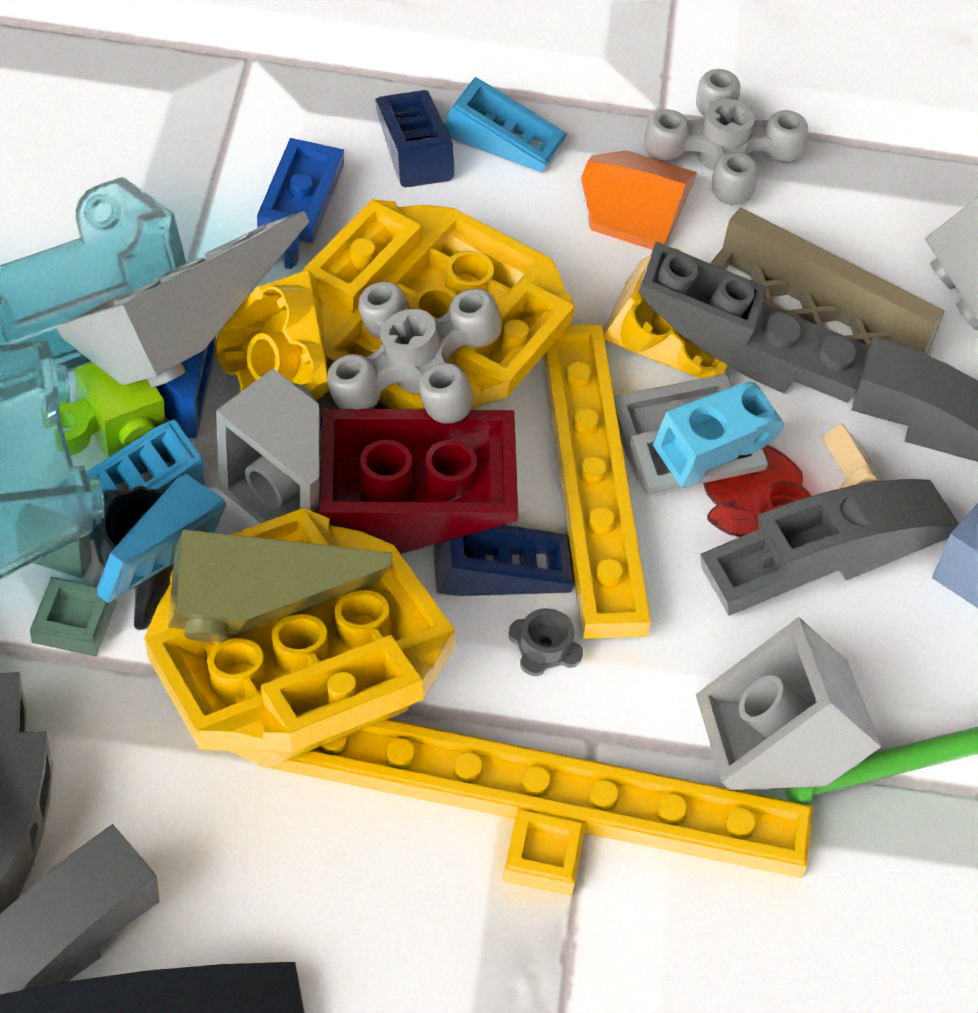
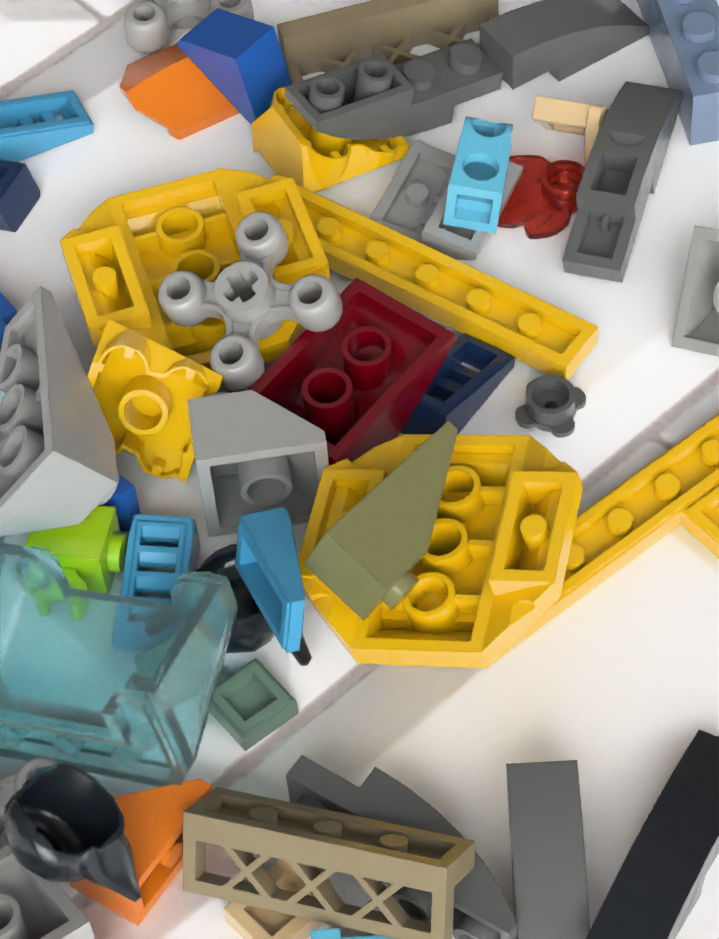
camera: 40 degrees left, 0 degrees up
(684, 204) = (239, 59): none -> blue slope

